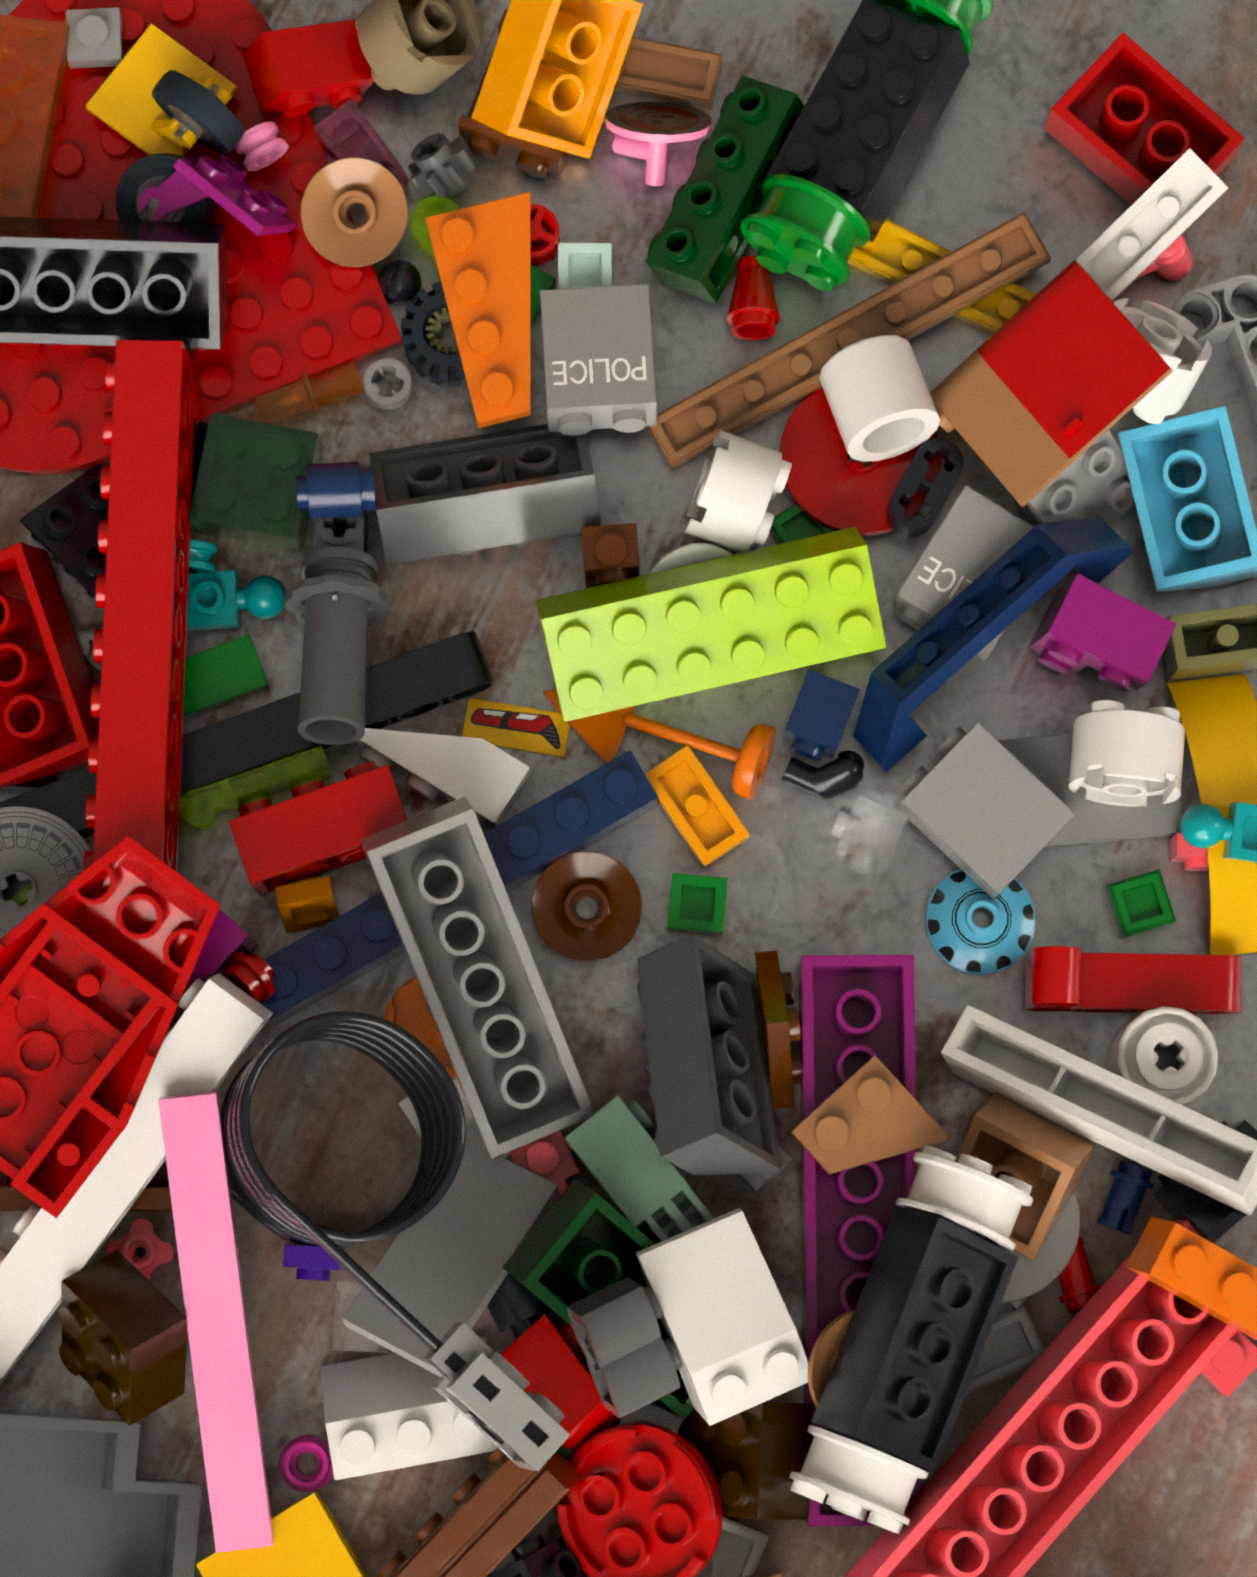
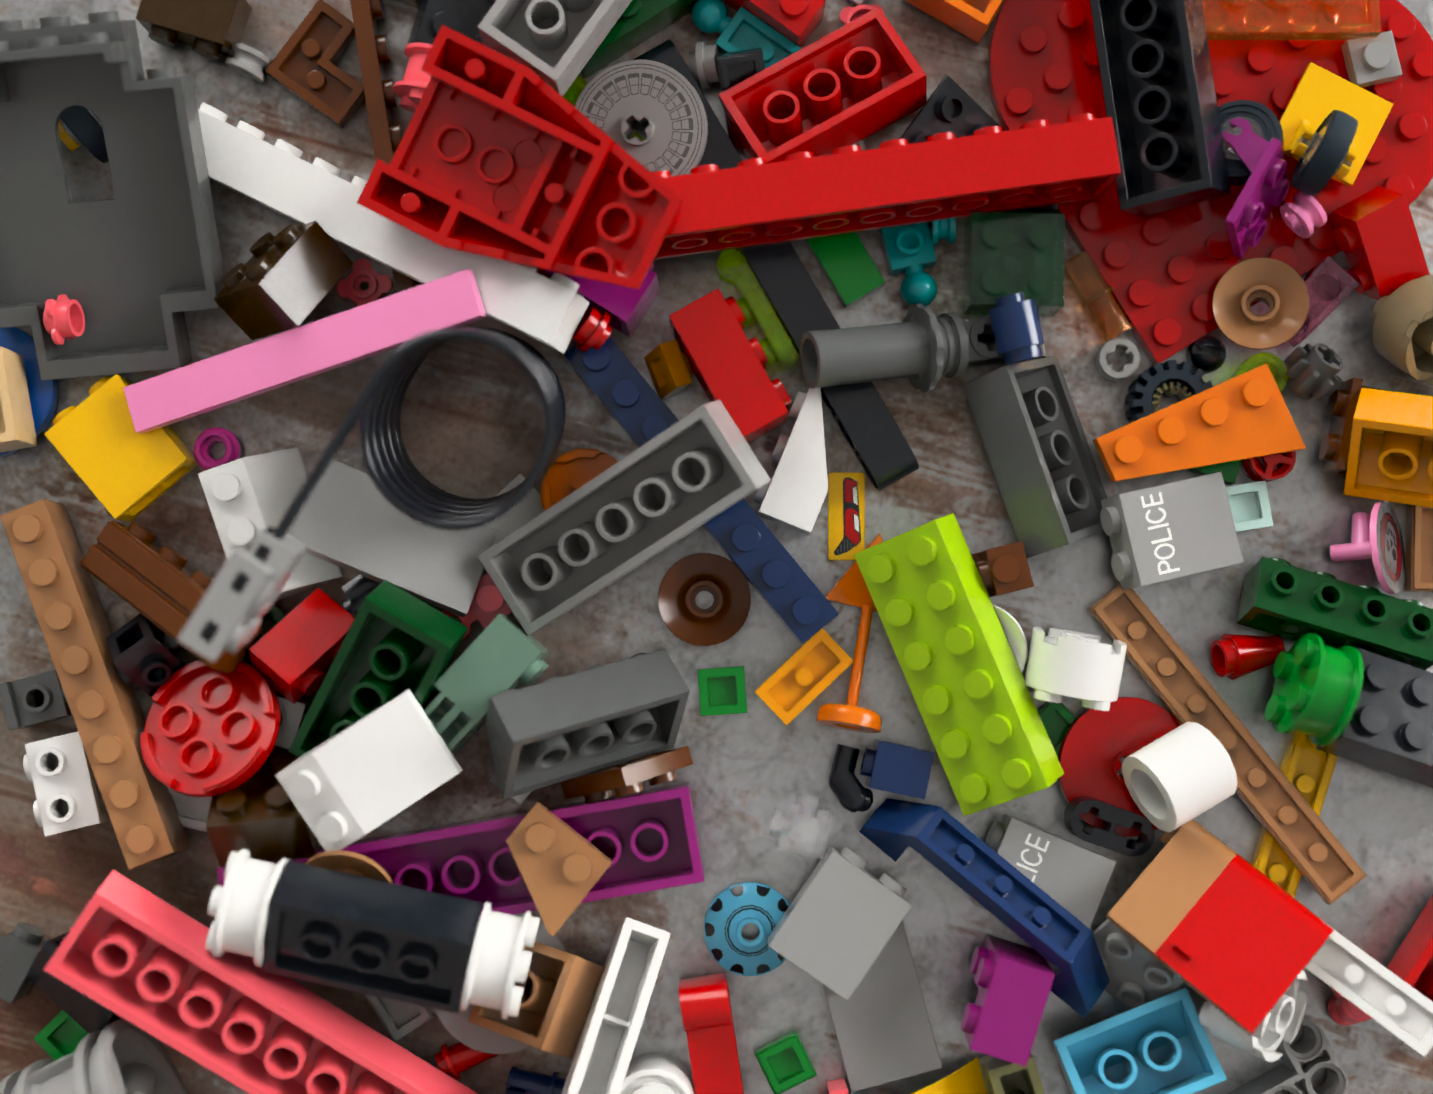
camera: 80 degrees right, 5 degrees up
(625, 1346) = (329, 693): dark grey brick -> none
(1127, 754) = (906, 1038): white brick -> none

